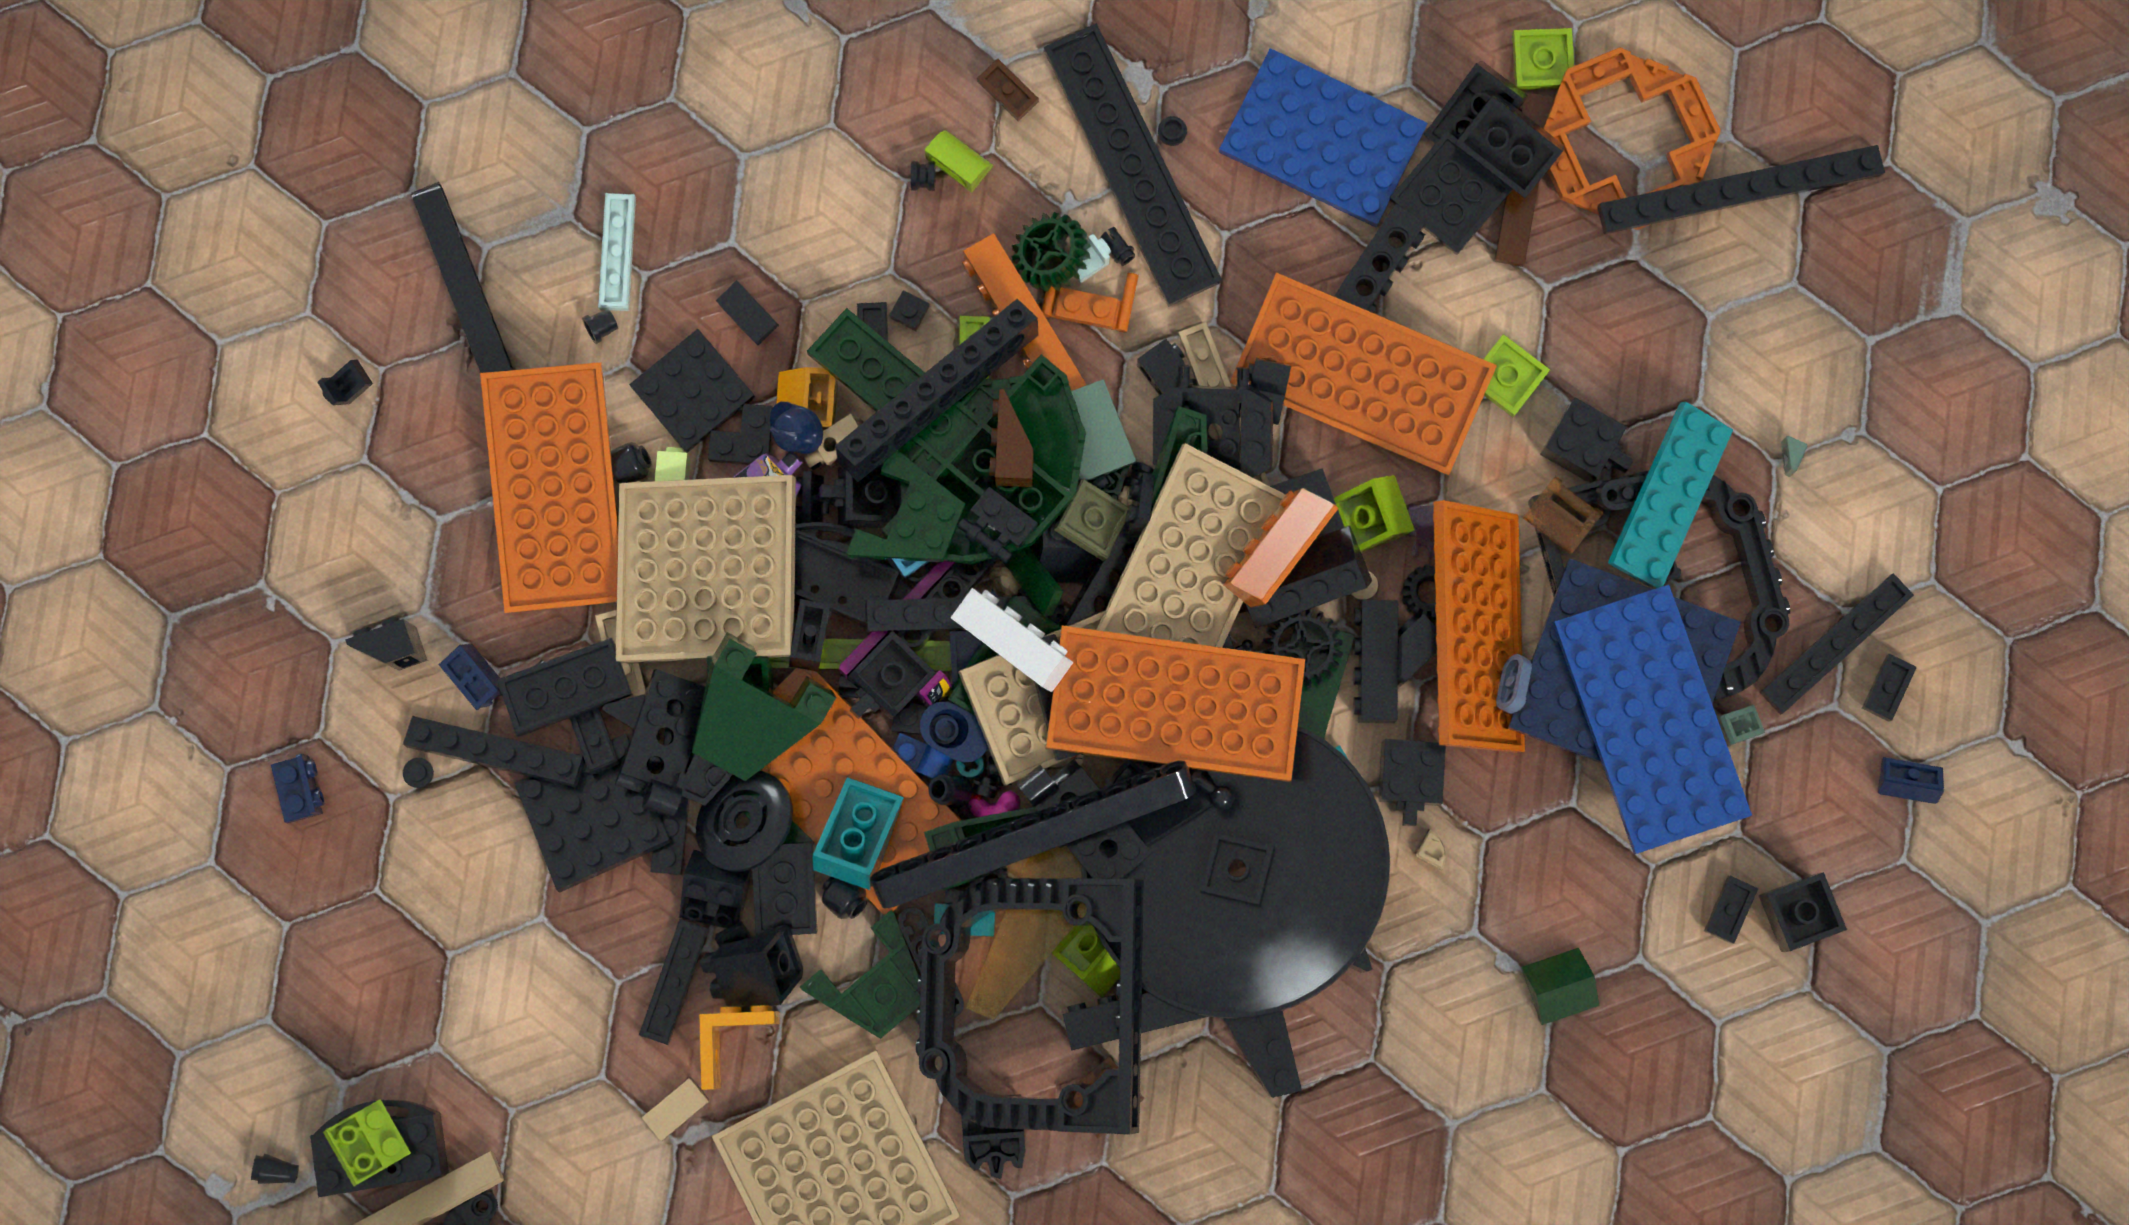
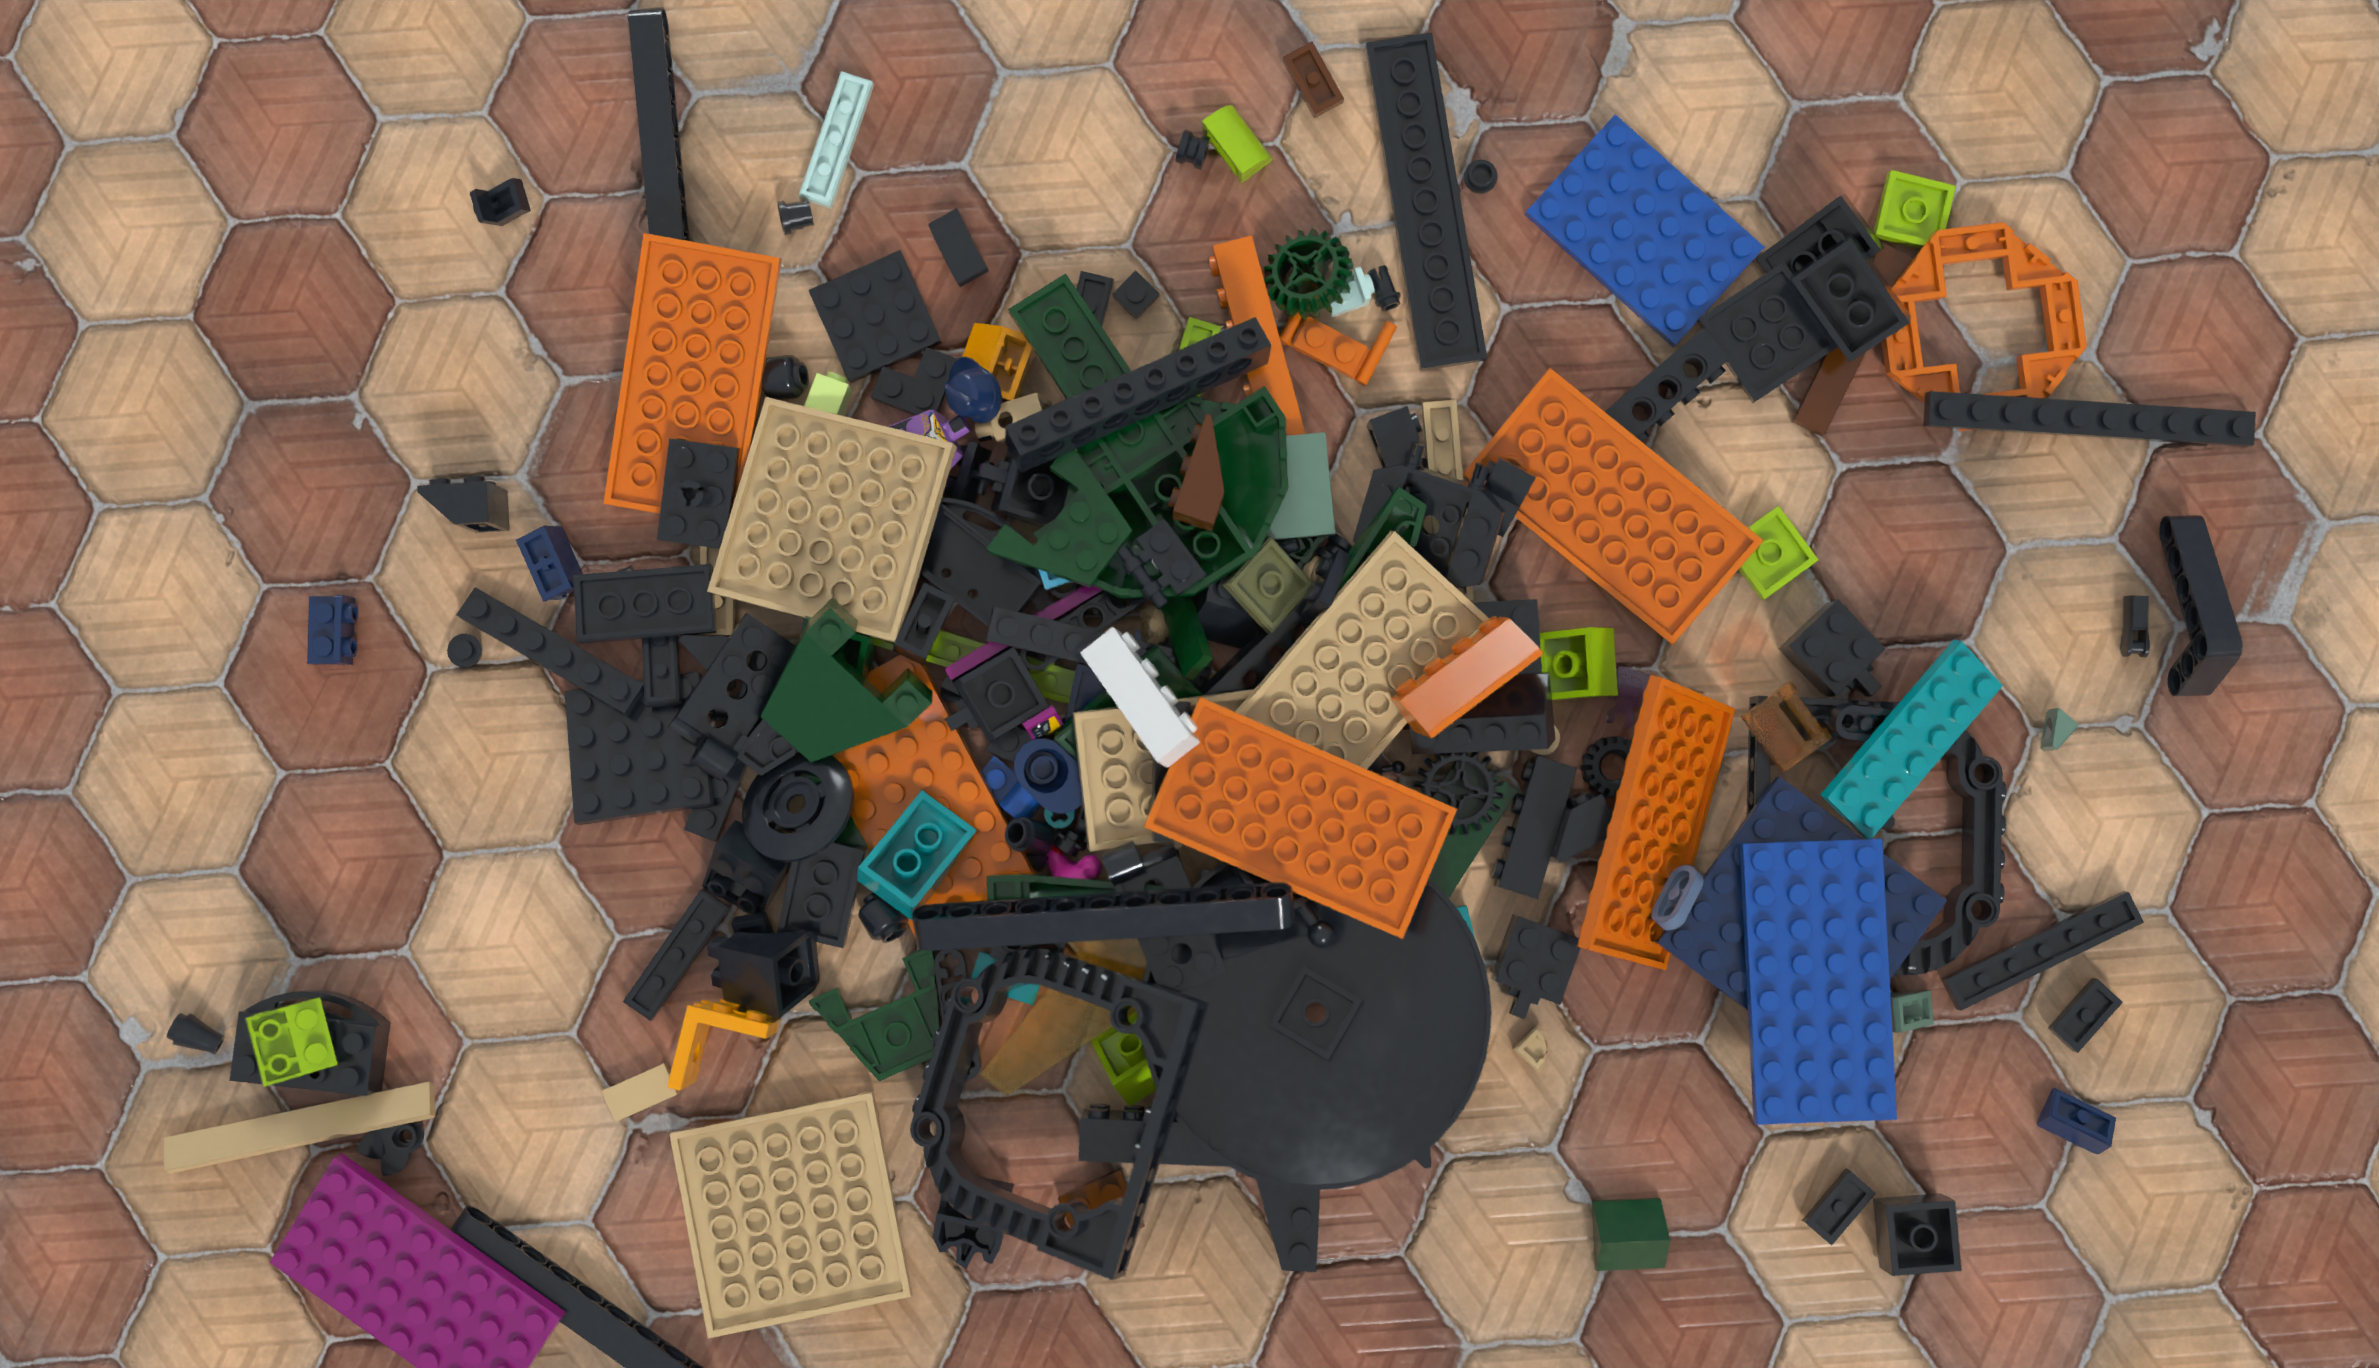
camera: 15 degrees right, 5 degrees up
(584, 580) = (697, 493): none -> black plate
(1832, 345) = (2135, 619): none -> black bar
(1881, 318) = (2204, 605): none -> black beam

